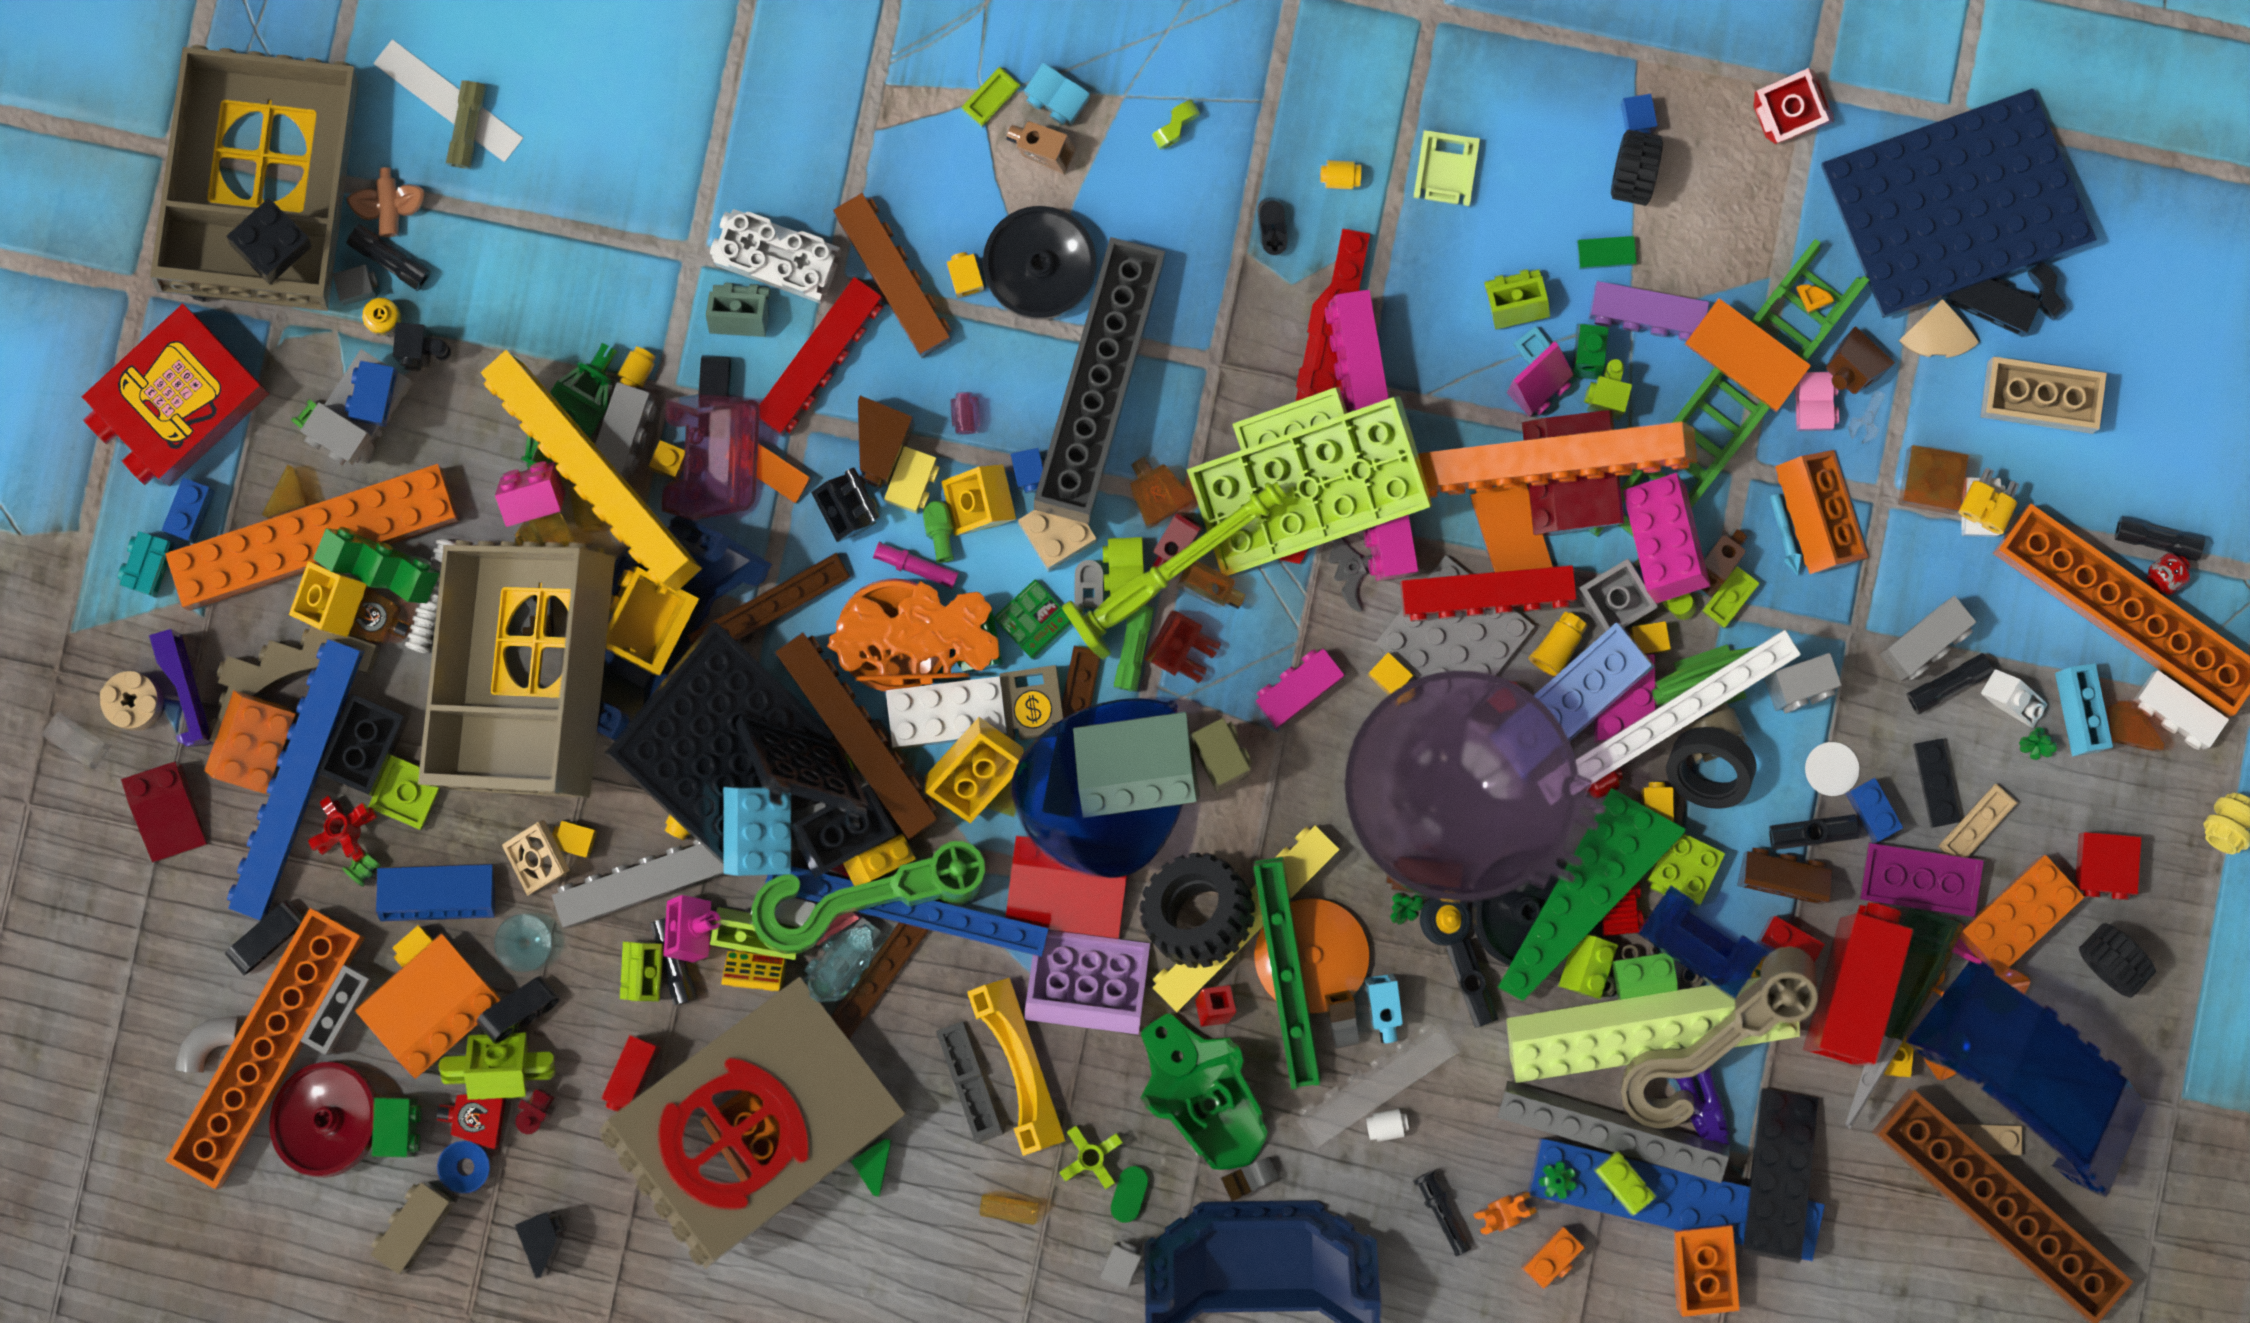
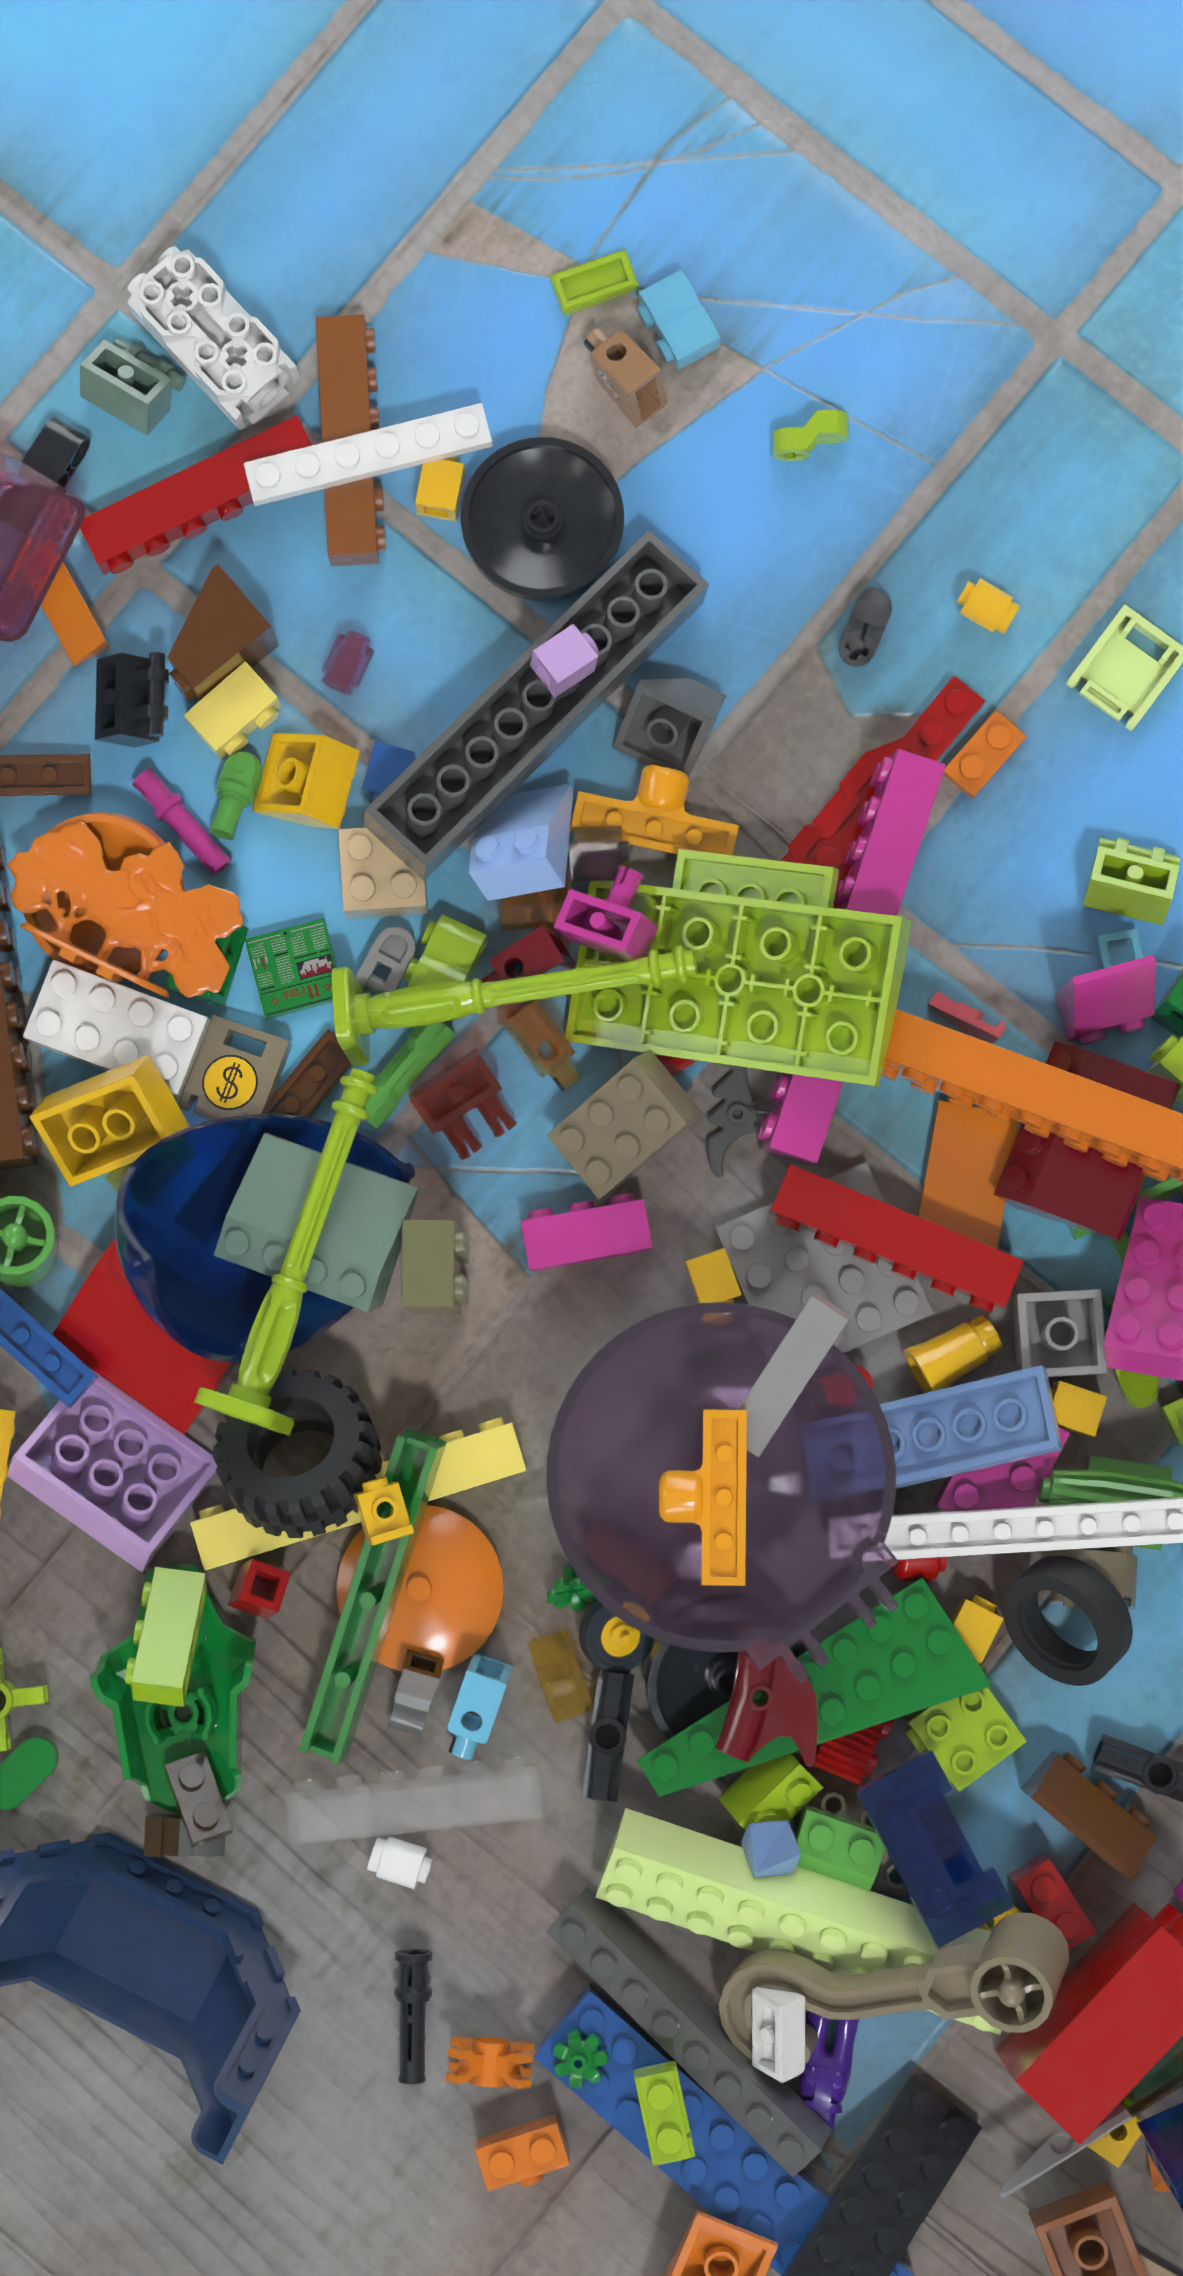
camera: 30 degrees right, 0 degrees up
(912, 279) = (368, 454): none -> white plate
(1105, 345) = (565, 659): none -> lavender brick
(1137, 469) = (523, 844): none -> light blue slope
(1144, 827) = (281, 1307): none -> lime piece
(1177, 1060) = (167, 1636): none -> lime brick
(1183, 451) = (597, 853): none -> clear smoke brick
(1184, 349) = (669, 722): none -> dark grey slope
(1205, 411) = (657, 816): none -> light orange plate
(1215, 490) = (609, 922): none -> dark pink brick
(1246, 1150) = (198, 1799): none -> plate
(1269, 926) = (382, 1529): none -> yellow brick
(1288, 608) = (624, 1124): none -> dark tan brick
(1386, 267) = (984, 754): none -> orange plate
(1425, 963) = (560, 1676): none -> clear yellow slope
(1461, 435) = (967, 1018): none -> coral tile
(1463, 801) = (714, 1497): none -> light orange plate
(1468, 706) = (790, 1369): none -> light grey tile
(1569, 908) = (782, 1710): none -> dark red pin
(1605, 995) = (770, 1848): none -> medium blue slope
(1667, 1101) = (778, 2033): none -> white slope

